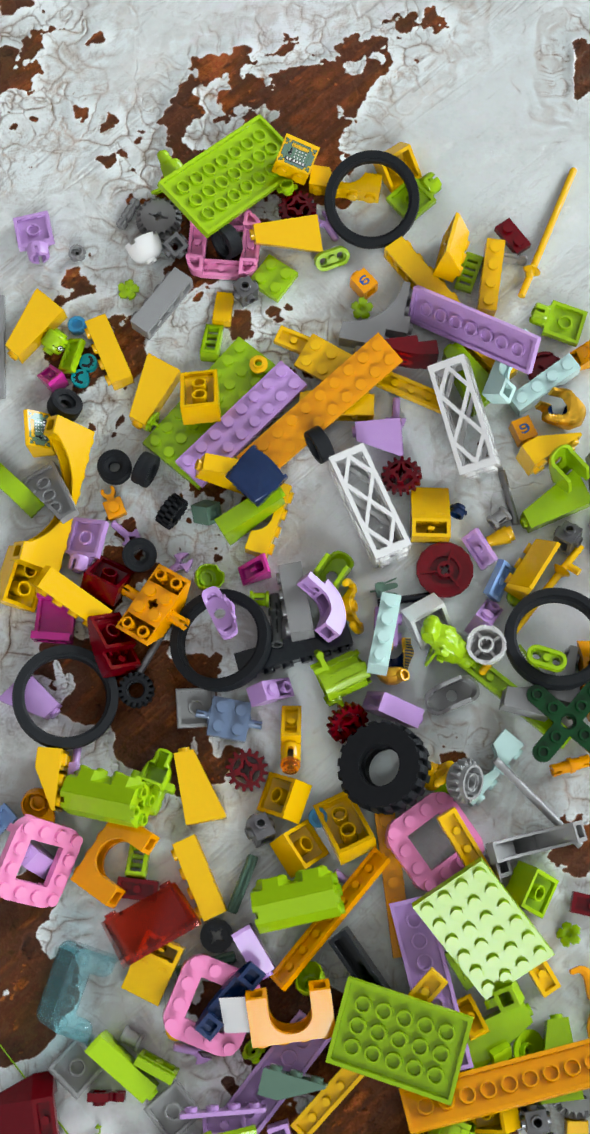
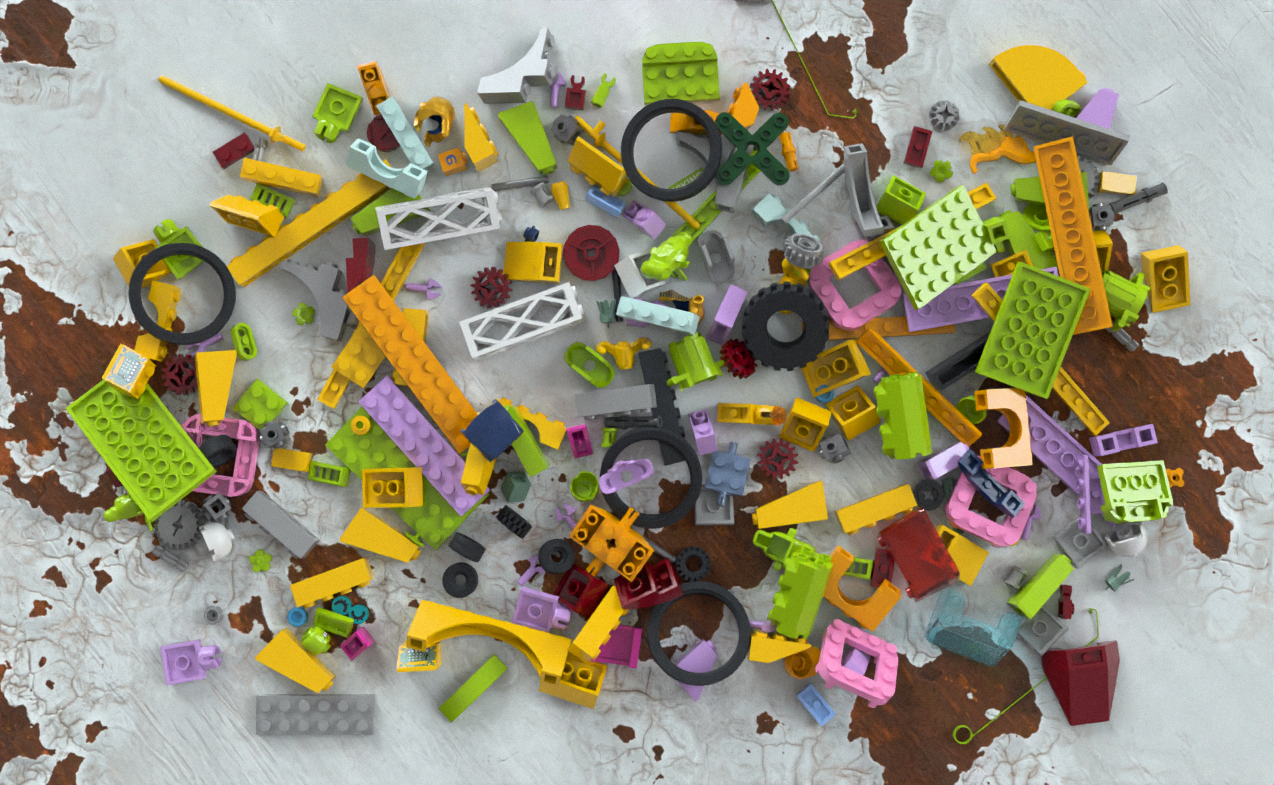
camera: 90 degrees left, 10 degrees up
(52, 491) = (485, 643): light grey wing -> none
(68, 398) = (383, 623): black tyre -> none
(113, 506) = (501, 582): light orange plate -> none
(156, 1066) = (1042, 554): lime plate -> none
(234, 1015) = (1003, 479): white sticker -> none
(242, 884) = (882, 468): sand green axle -> none
(247, 1053) = (1033, 471): lime plate -> none
(282, 1084) = (1063, 438): sand green slope -> none
(287, 187) = (158, 383): lime plate -> none
(319, 444) = (457, 366): black tyre -> none
(329, 604) = (623, 367): lavender arch -> none
(363, 283) = (276, 310): light orange brick -> none
(381, 434) = (446, 304): lavender slope -> none
(474, 329) = (344, 200): lavender plate -> none
(479, 549) = (572, 216): lavender plate -> none
(486, 645) = (674, 218): white cylinder -> none
(546, 656) = (693, 162): lime plate -> none
(568, 461) = (489, 120): lime piece -> none

